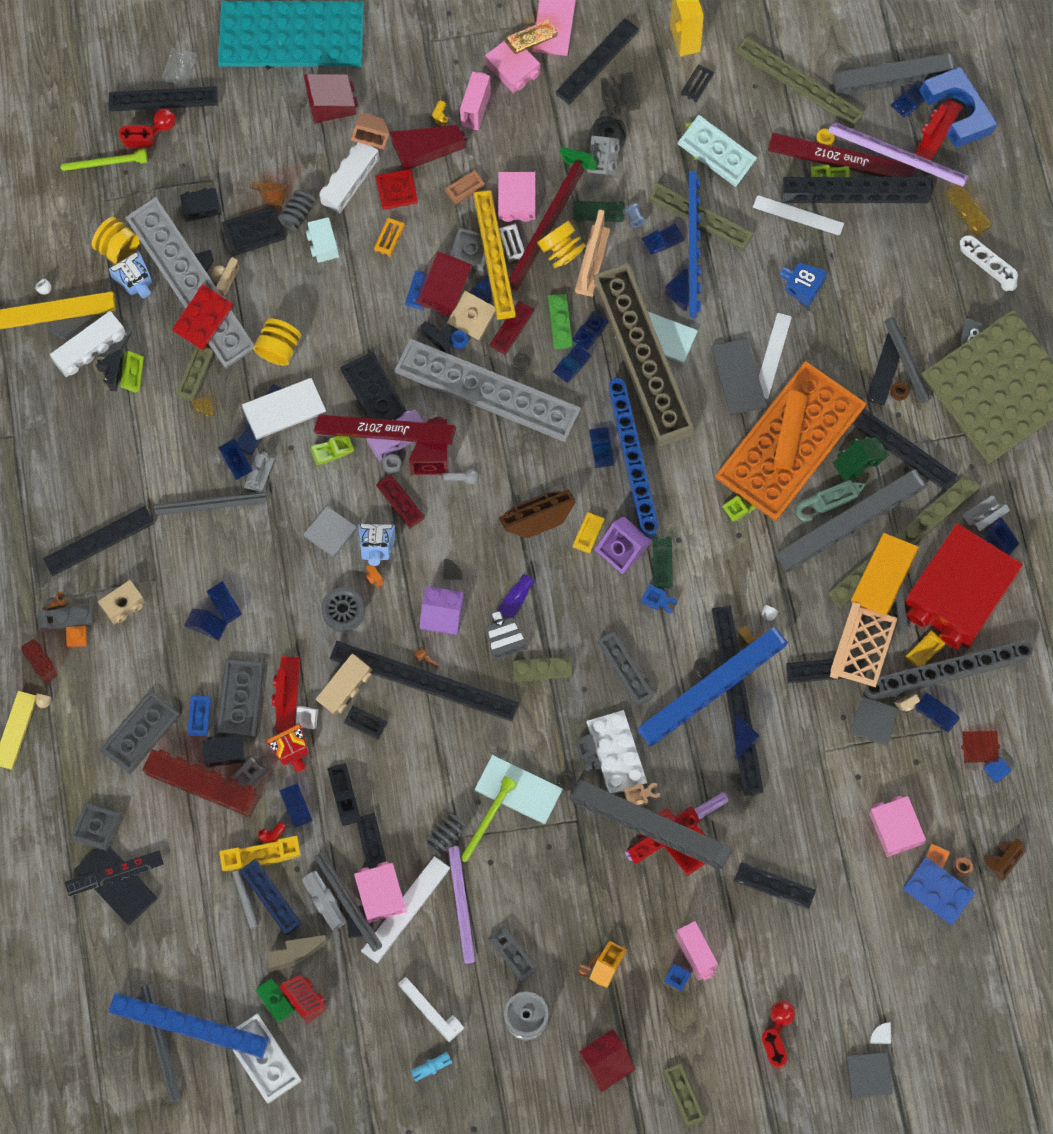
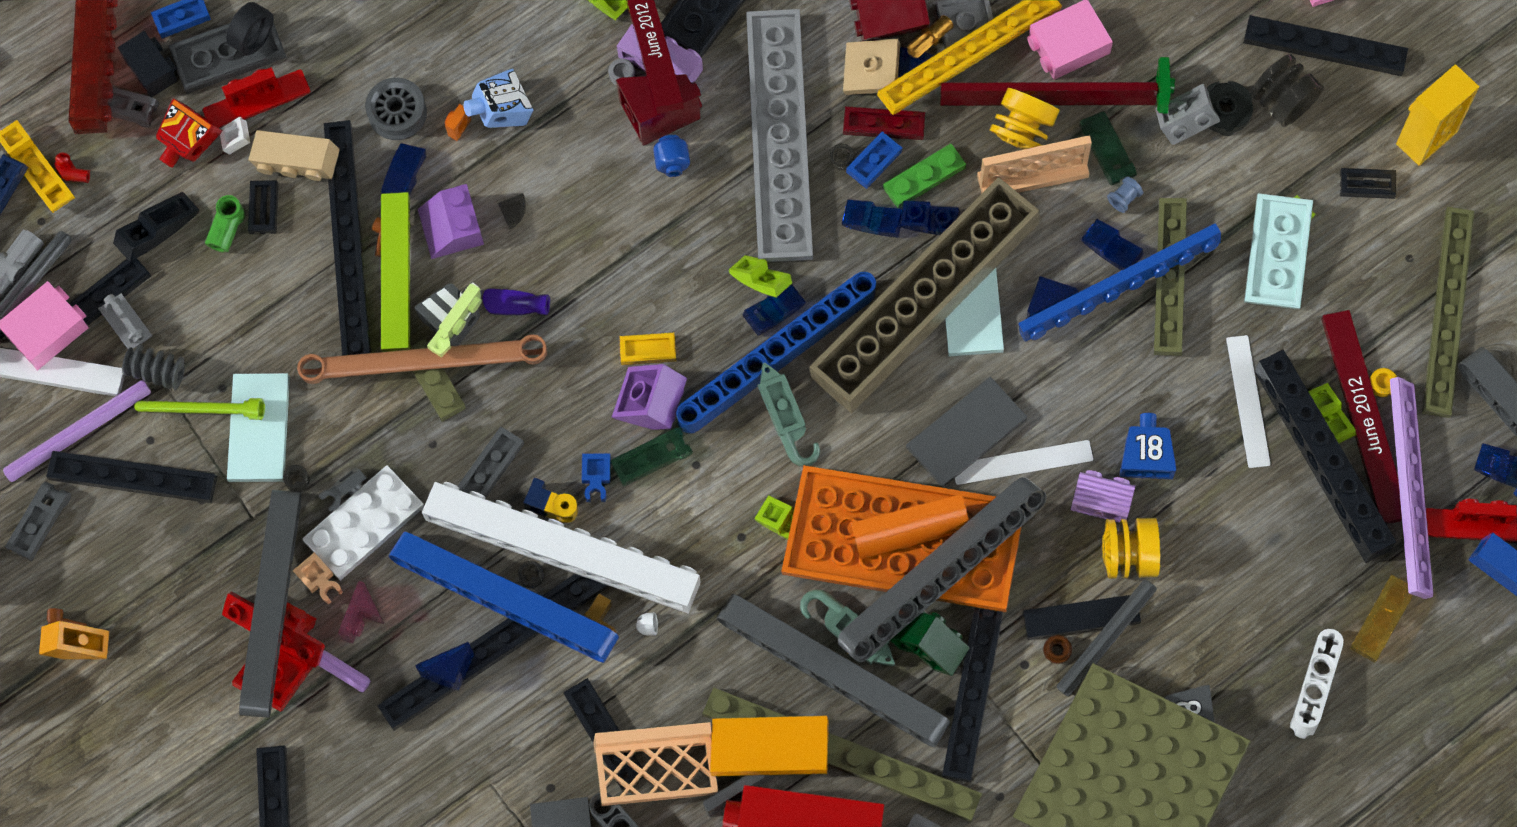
camera: 65 degrees right, 0 degrees up
(241, 671) = (249, 28): none -> black tyre
(296, 805) = (116, 178): clear blue slope -> none
(330, 531) = (493, 45): light grey tile -> none
(368, 751) = (225, 226): none -> bright green piece
(390, 623) = (403, 169): none -> clear blue slope
(400, 501) = (575, 106): dark red tile -> none
(401, 842) = (124, 321): none -> light grey hinge
(439, 339) = (820, 45): black slope -> none
(459, 339) = (832, 68): blue plate -> none
(460, 657) = (395, 272): none -> lime tile
(469, 458) = (671, 155): none -> blue head
(469, 476) = (649, 170): light grey bar -> none
(474, 273) = (930, 36): none -> pearl gold axle
(512, 882) = (132, 477): none -> black plate
(516, 256) = (1026, 59): white tile -> none
(519, 633) = (454, 321): none -> yellowish green hinge
(528, 667) = (421, 359): none -> nougat piece
(535, 344) = (874, 160): none -> blue plate
(538, 513) = (634, 270): reddish brown wedge -> none
(576, 446) = (756, 275): none -> lime slope
(663, 634) = (549, 504): none -> leg
(674, 775) = (360, 607): none -> clear pink slope
(676, 471) = (785, 414): none -> sand green plate
(677, 977) = (93, 736): blue plate -> none
(697, 951) = (131, 742): bright pink brick -> none
(699, 637) = (562, 547): none -> white brick
(820, 320) = (1102, 496): none -> lavender brick
(827, 425) = (942, 569): none -> dark grey beam
(862, 318) = (1132, 548): none -> yellow wheel

